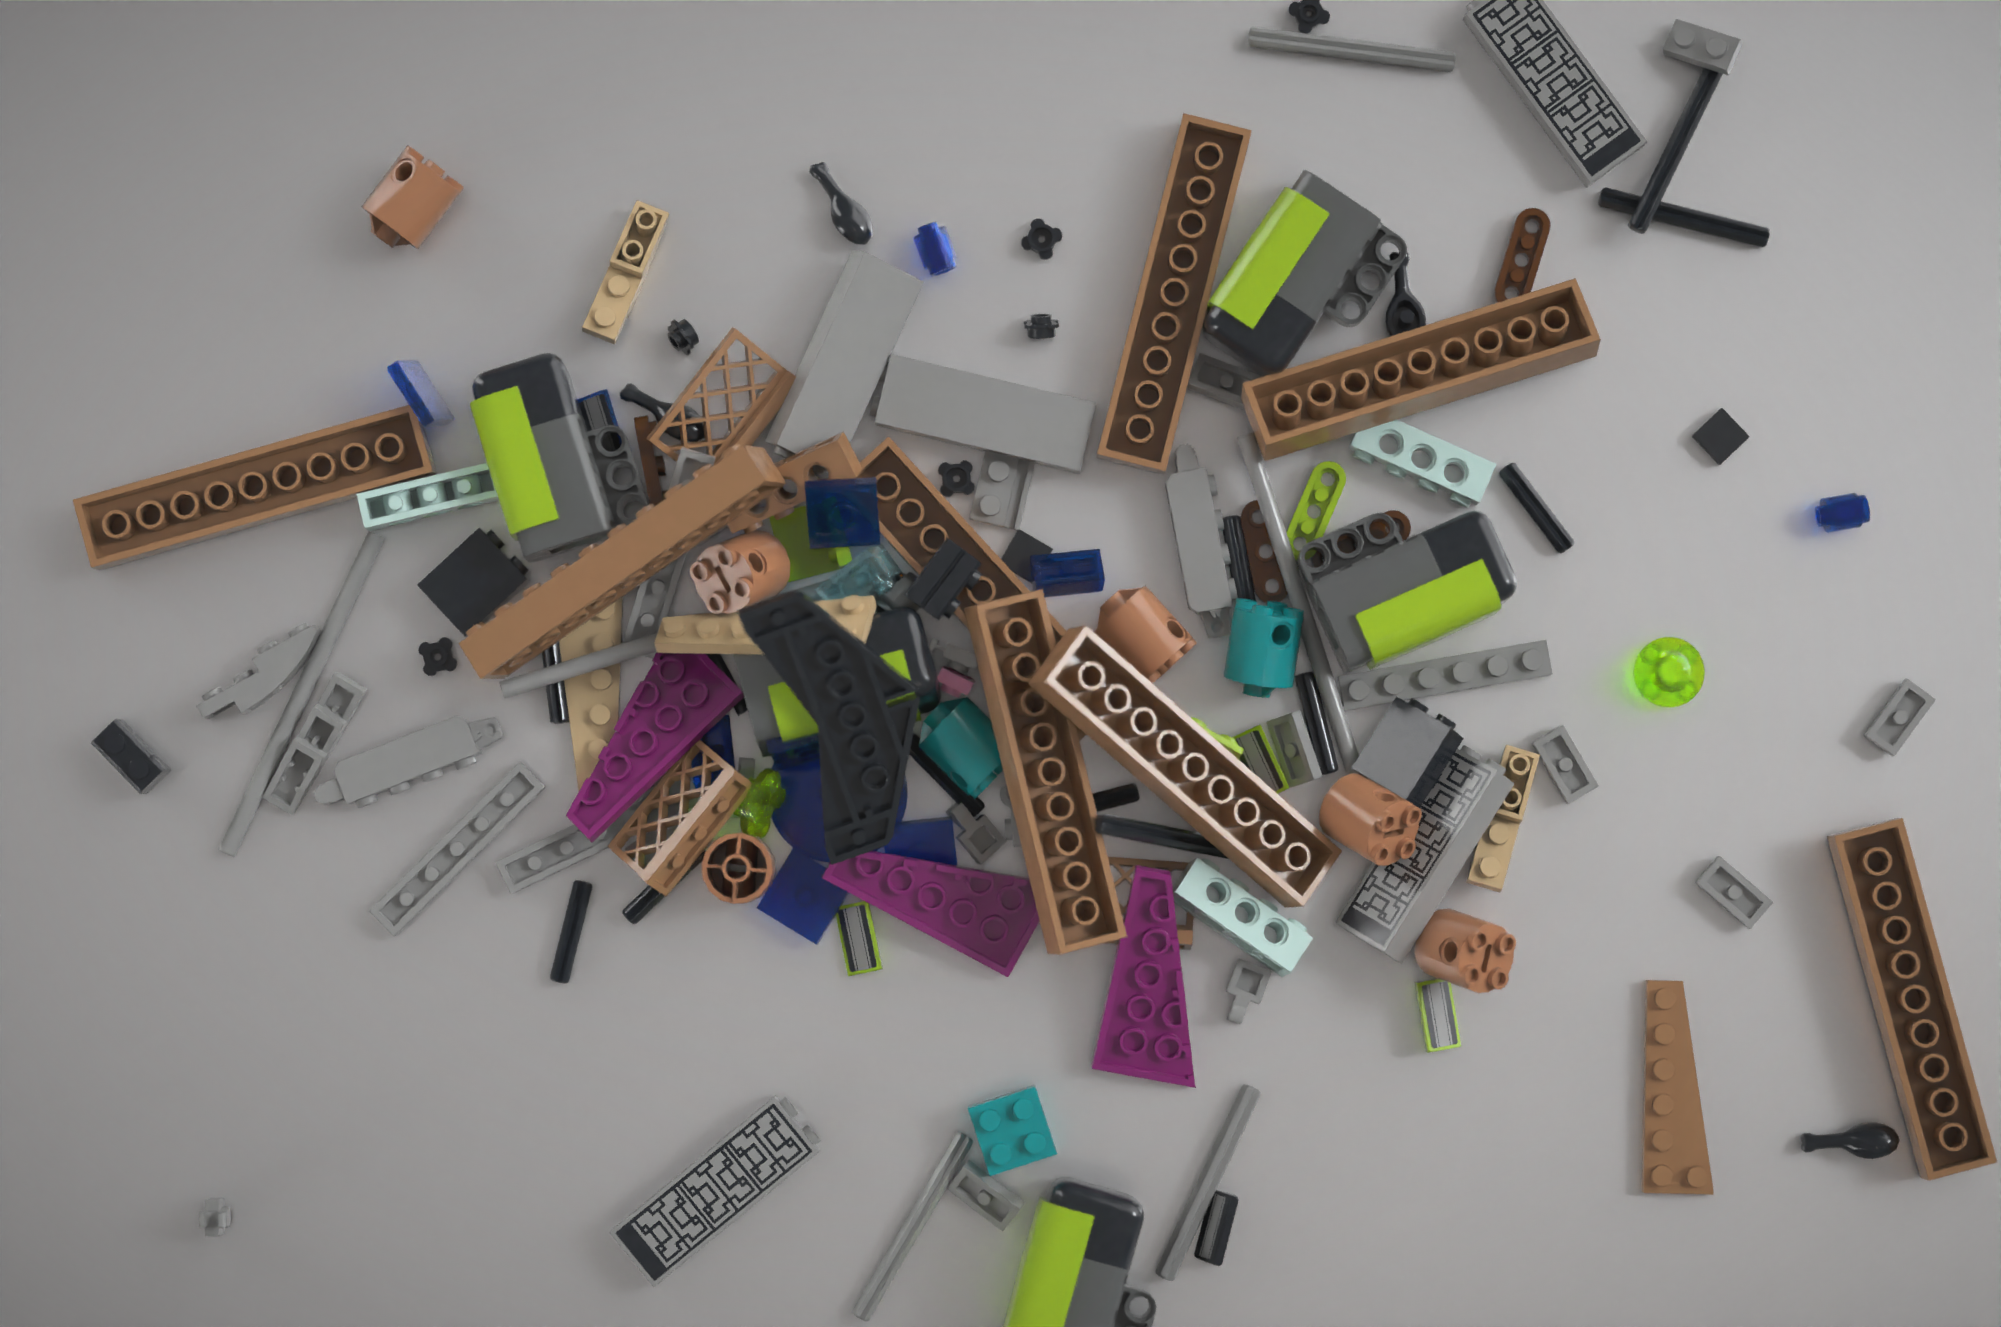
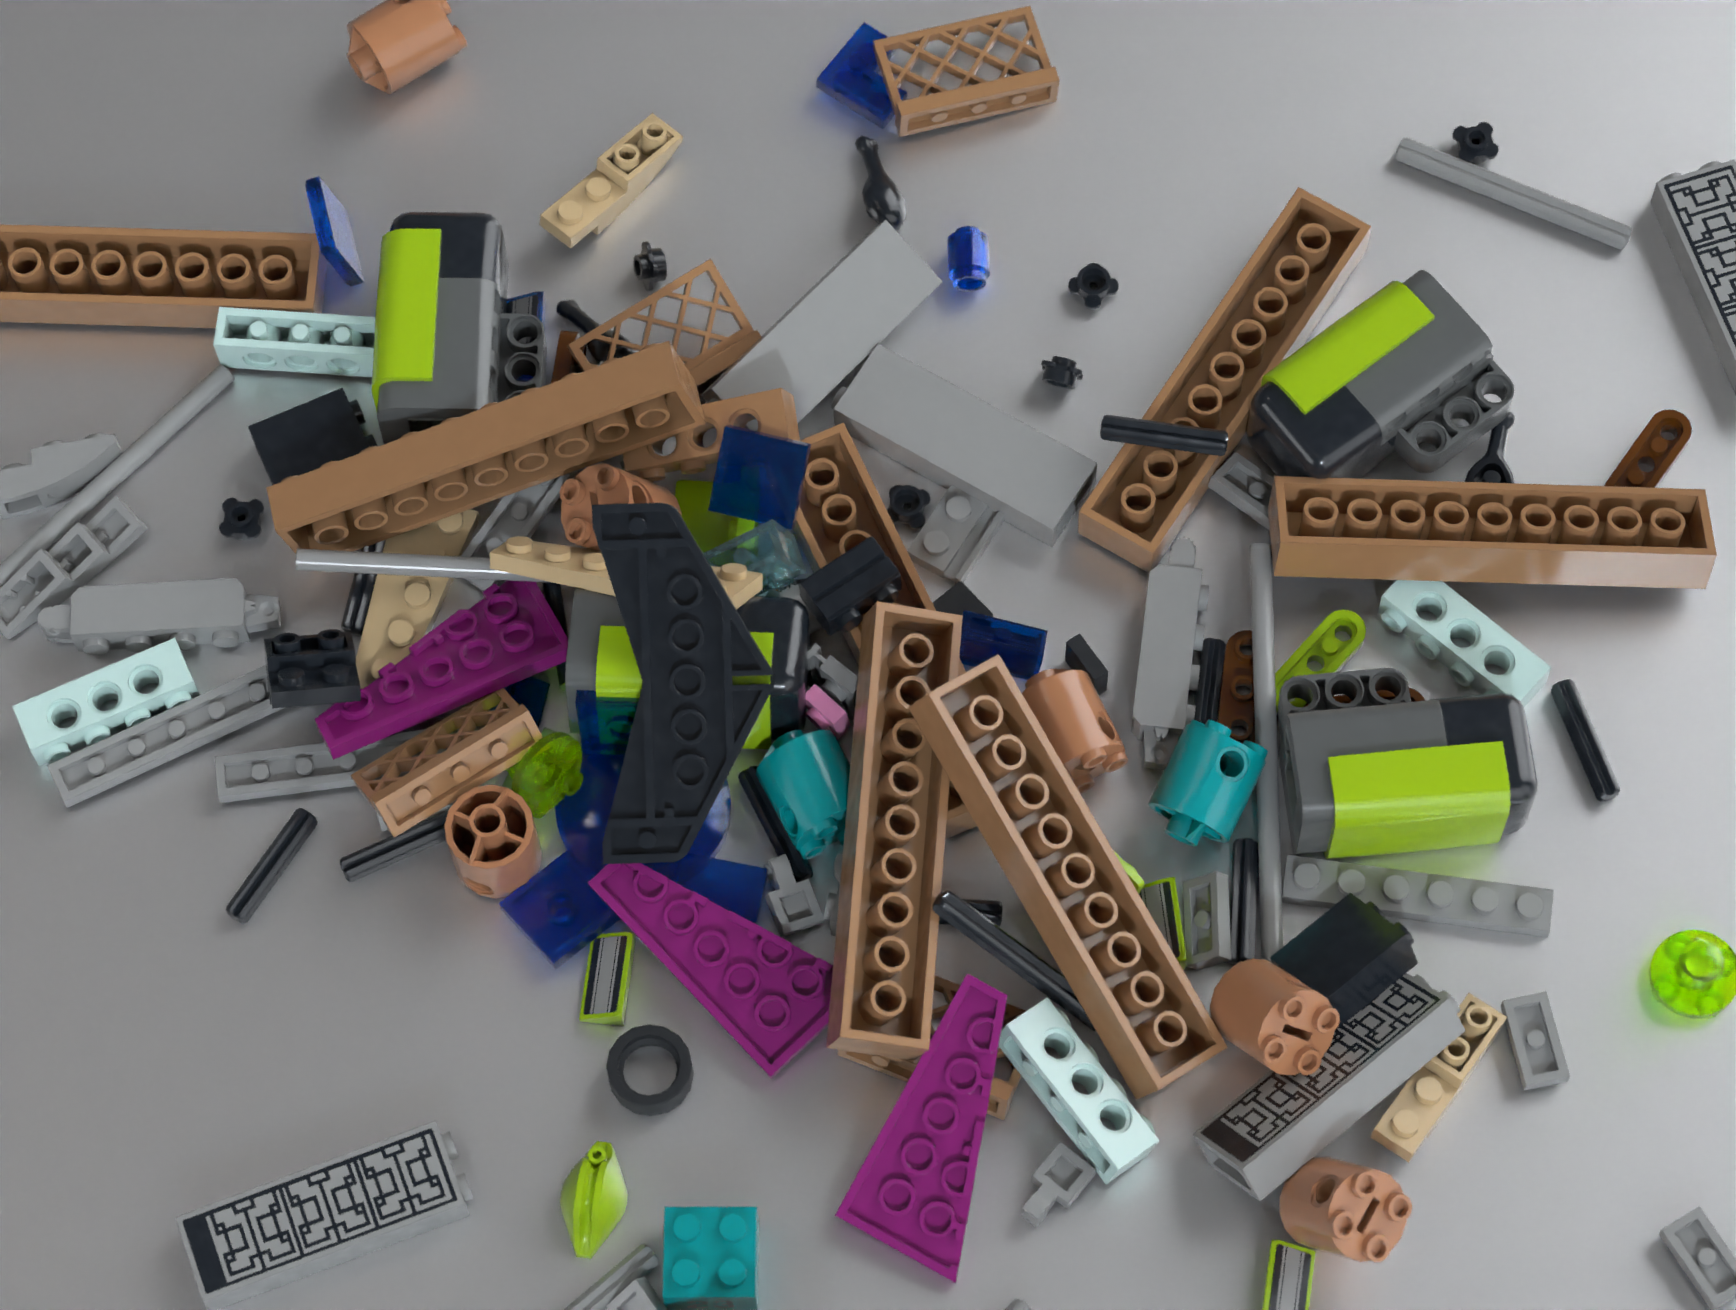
camera: 20 degrees right, 20 degrees down
(348, 875) = (83, 697): none -> light aqua brick
(548, 776) = (311, 669): none -> black brick
(788, 114) = (855, 78): none -> clear blue plate
(894, 104) = (982, 96): none -> medium nougat fence
(907, 1108) = (593, 1199): none -> lime hat
(920, 1026) = (642, 1037): none -> black tyre
(1139, 572) = (1081, 657): none -> black piece
(1144, 370) = (1164, 435): none -> black axle

